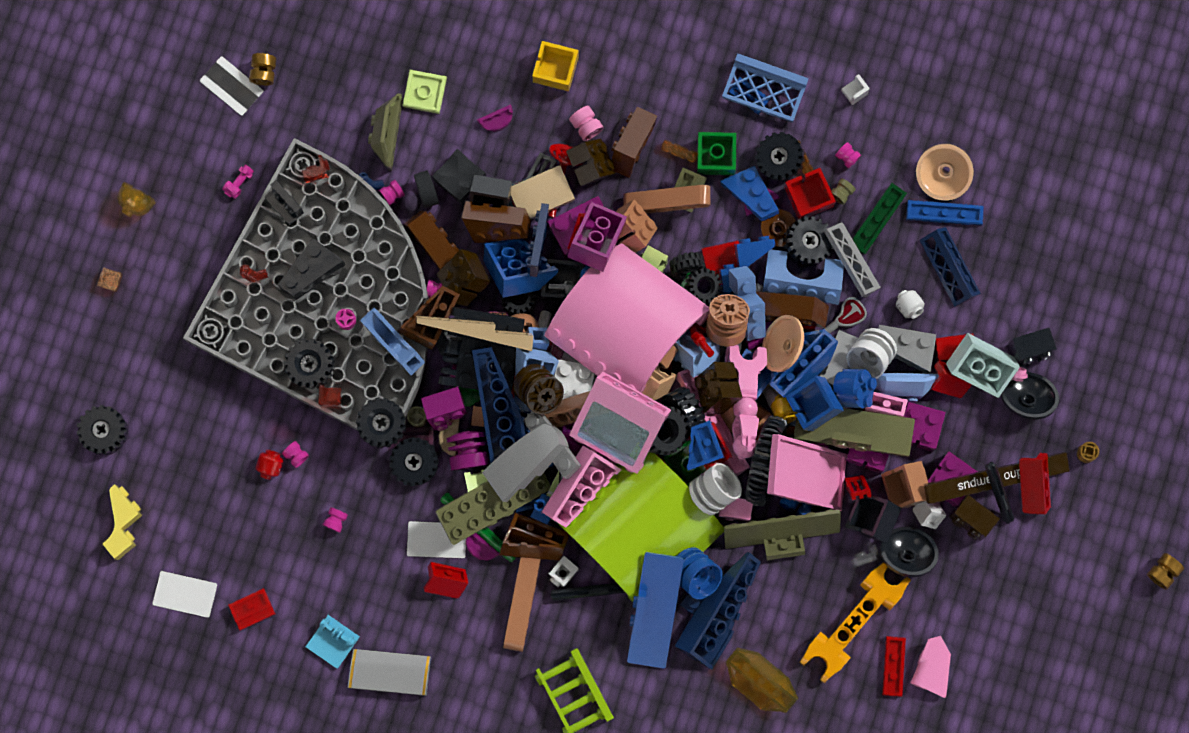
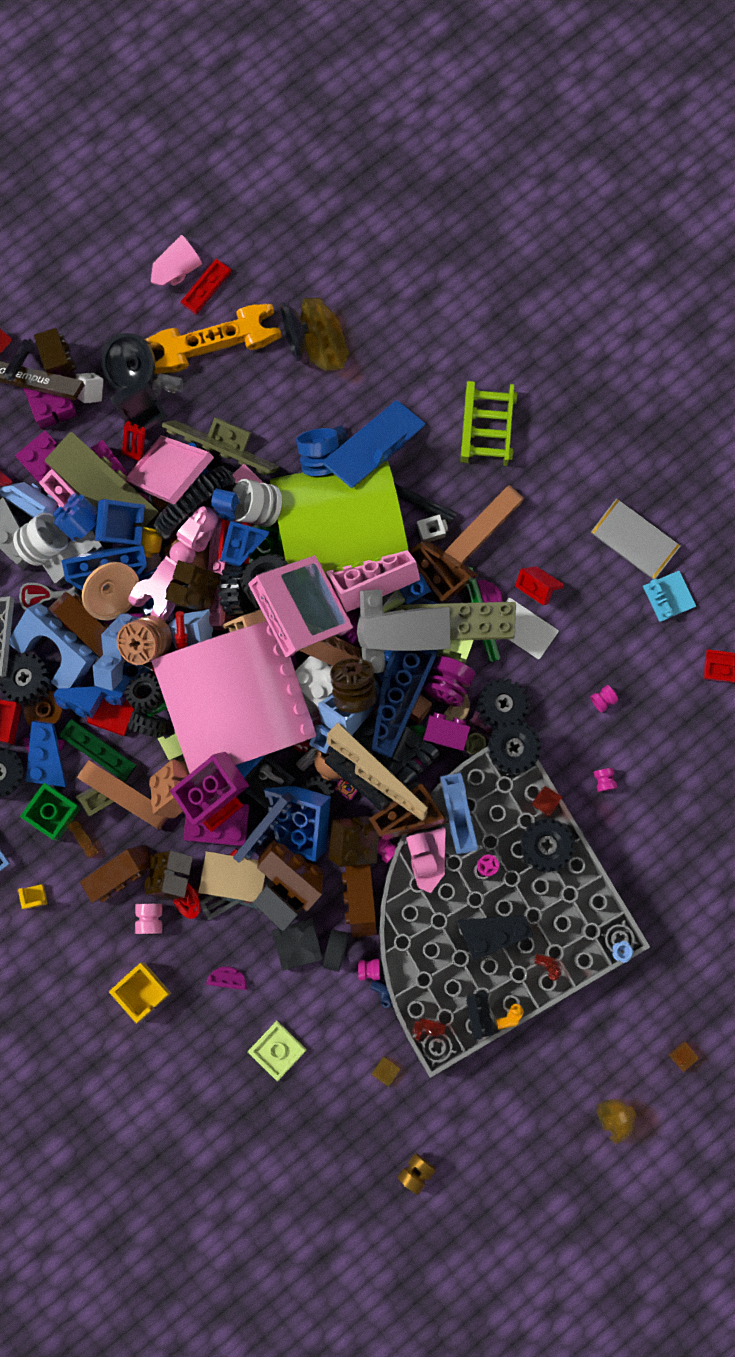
camera: 145 degrees left, 0 degrees up
(197, 320) = (628, 951): none -> light blue plate
(231, 85) = (455, 1179): sticker -> none
(232, 189) = (516, 1072): dark pink bar -> none
(257, 217) = (512, 1019): none -> light orange arm
(269, 464) = (634, 785): red head -> none
(332, 128) = (385, 1071): none -> clear yellow tile
(385, 130) = (337, 1034): olive wedge -> none
(396, 297) = (428, 857): none -> bright pink panel
(686, 84) = (32, 896): none -> yellow panel
(714, 224) = (98, 750): none -> dark green plate
(714, 619) = (333, 409): dark blue wedge -> none
(736, 467) = (225, 503): none -> blue piece
(786, 667) = (294, 330): none -> black dish
(906, 484) = (91, 415): nougat piece -> none

